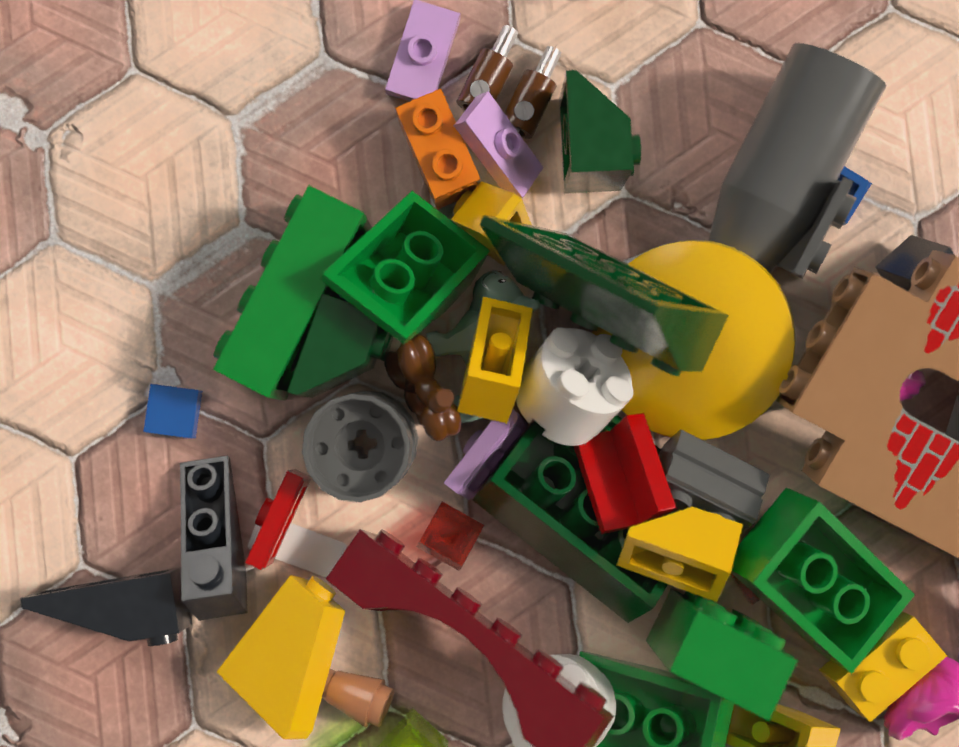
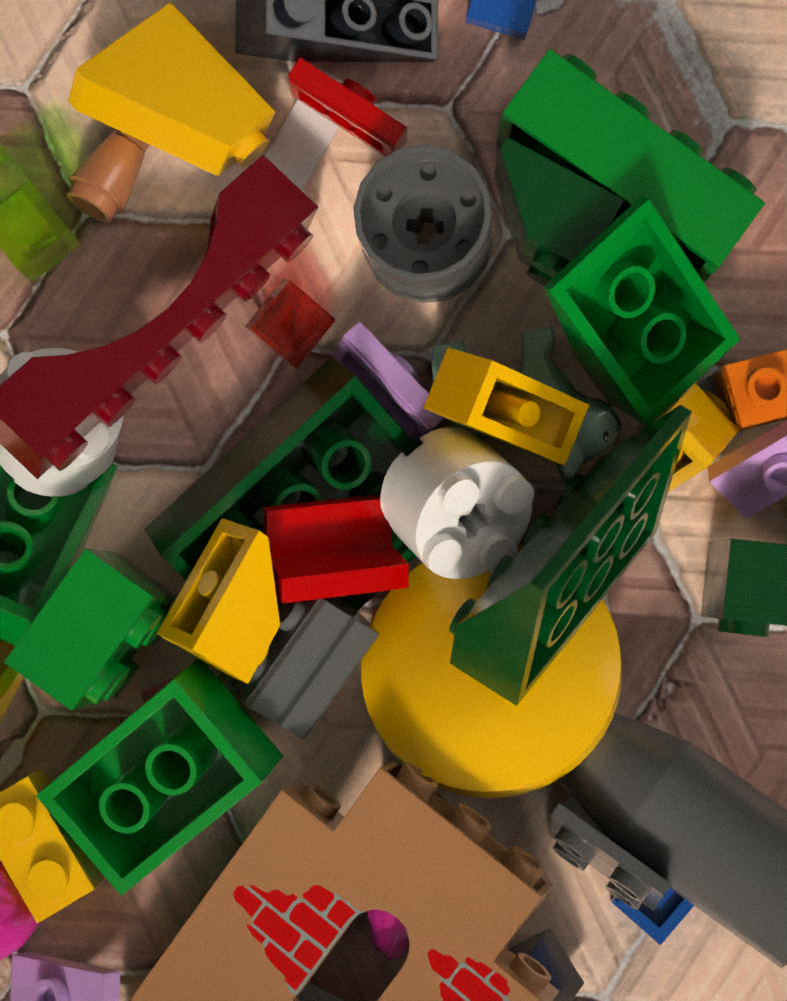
camera: 100 degrees right, 0 degrees up
(413, 371) = (509, 303): reddish brown piece -> none

